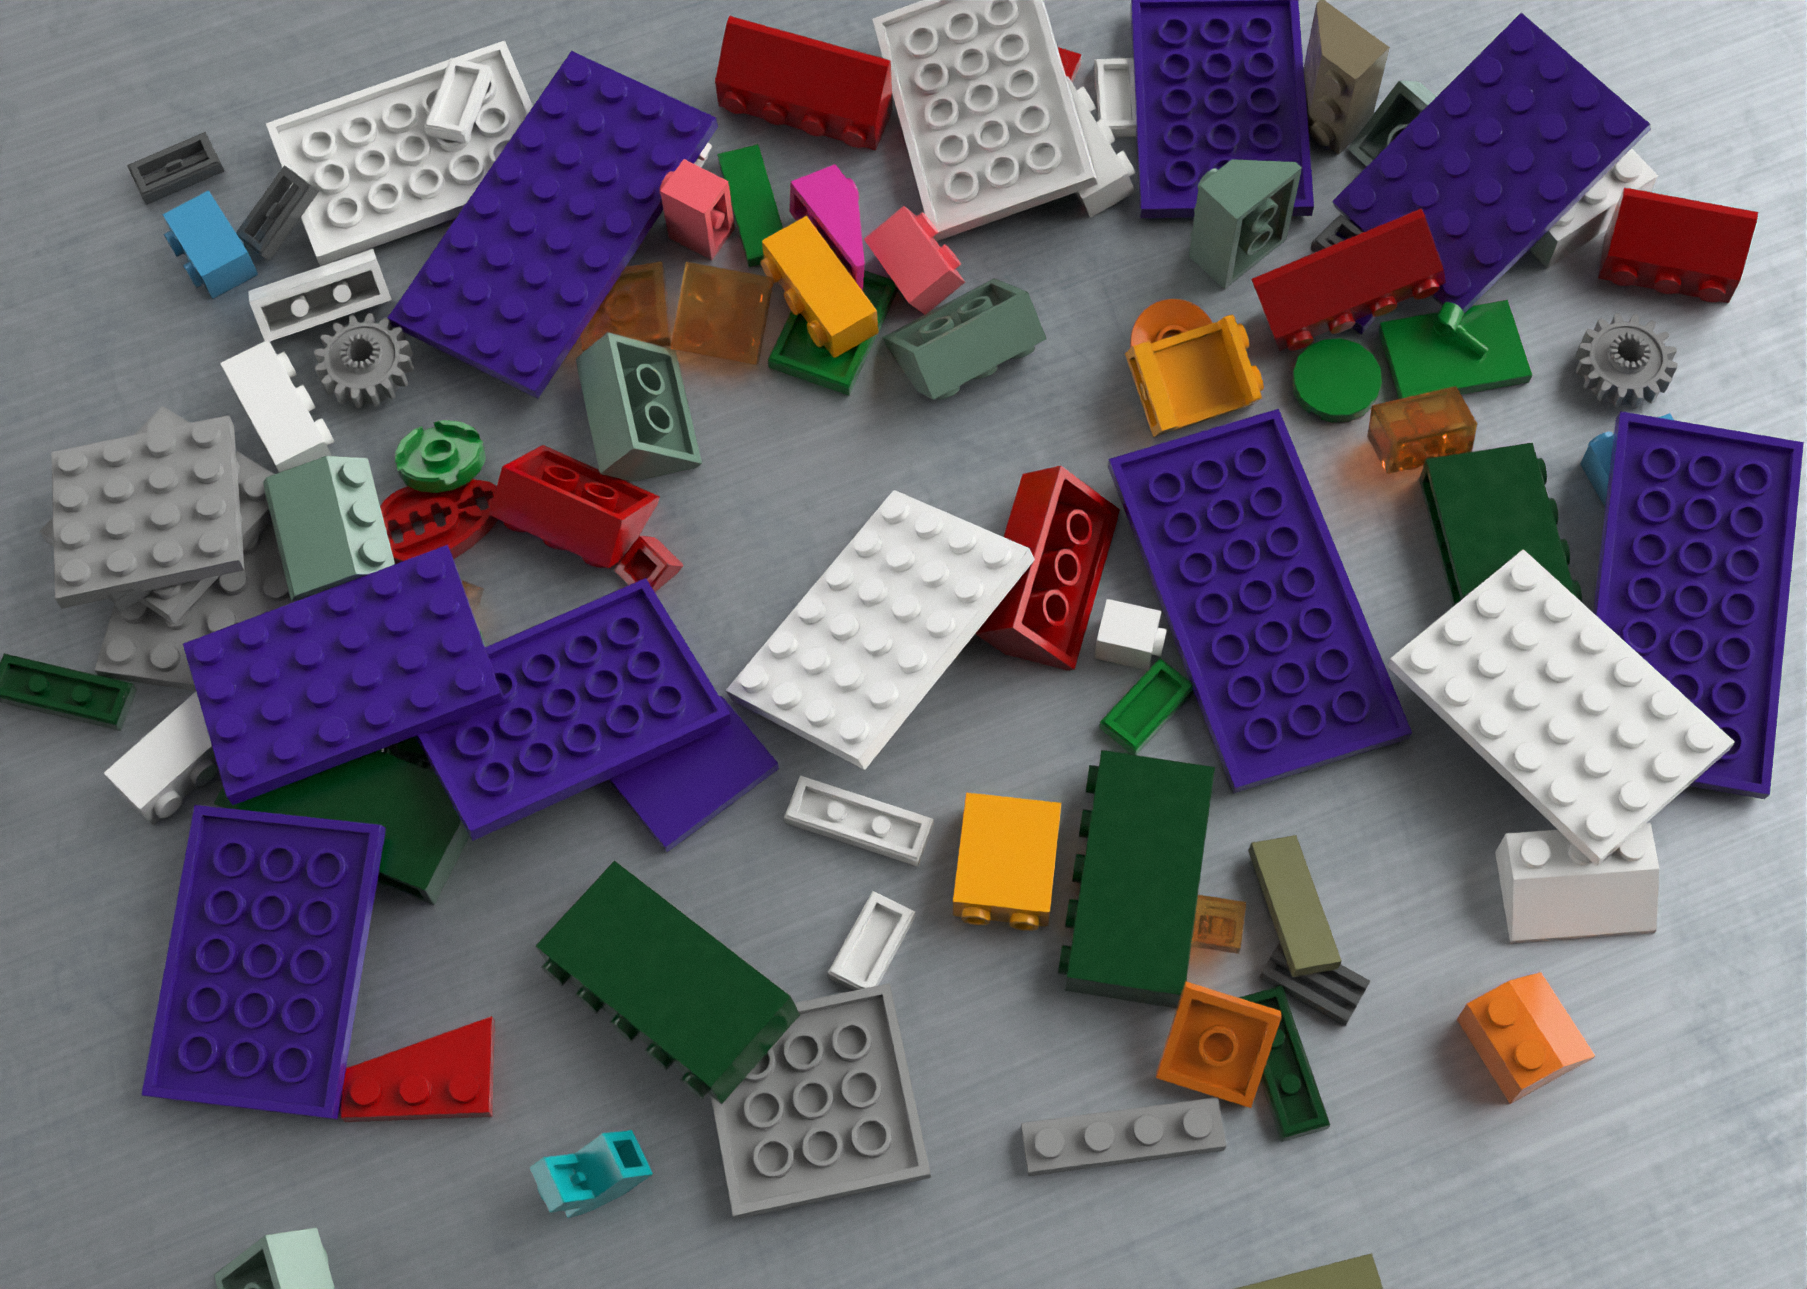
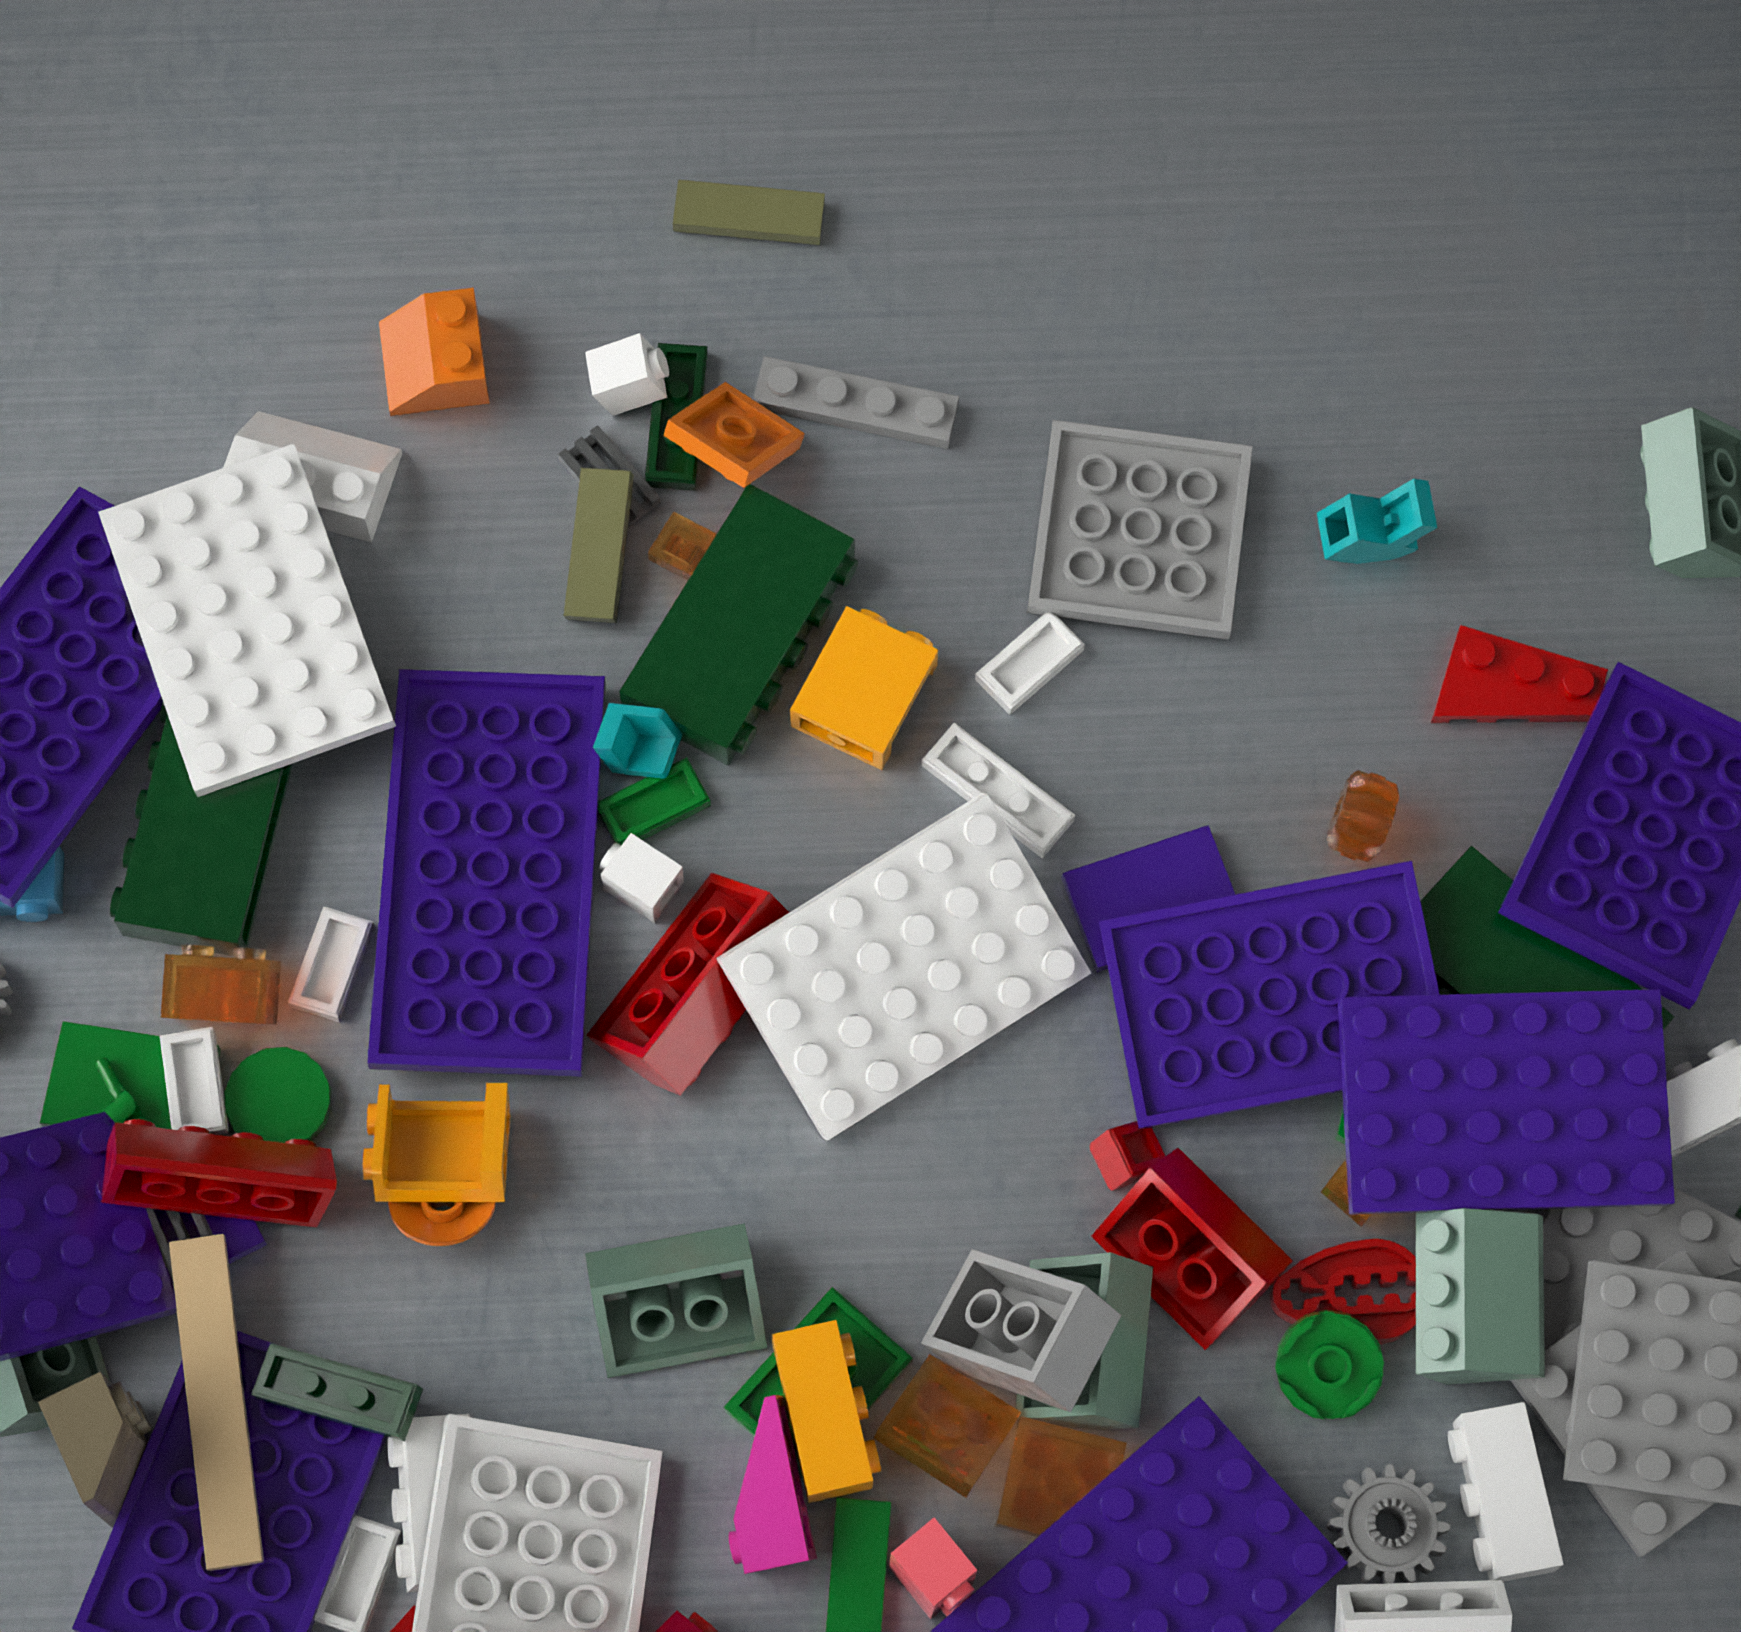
camera: 165 degrees left, 5 degrees up
(529, 889) = (1363, 816): none -> clear orange gear
(667, 983) = (1251, 671): dark green brick -> none
(685, 373) = (1021, 1329): none -> light grey brick
(915, 260) = (696, 1414): coral brick -> none
(1164, 173) = (337, 1392): none -> dark green tile
(1183, 740) = (637, 740): none -> teal panel
(1242, 216) = (301, 1295): sand green slope -> none
(1266, 139) = (216, 1403): none -> tan tile
(1342, 1069) = (627, 374): none -> white brick
(1347, 493) = (331, 964): none -> white tile
(1404, 357) = (194, 1080): none -> white tile

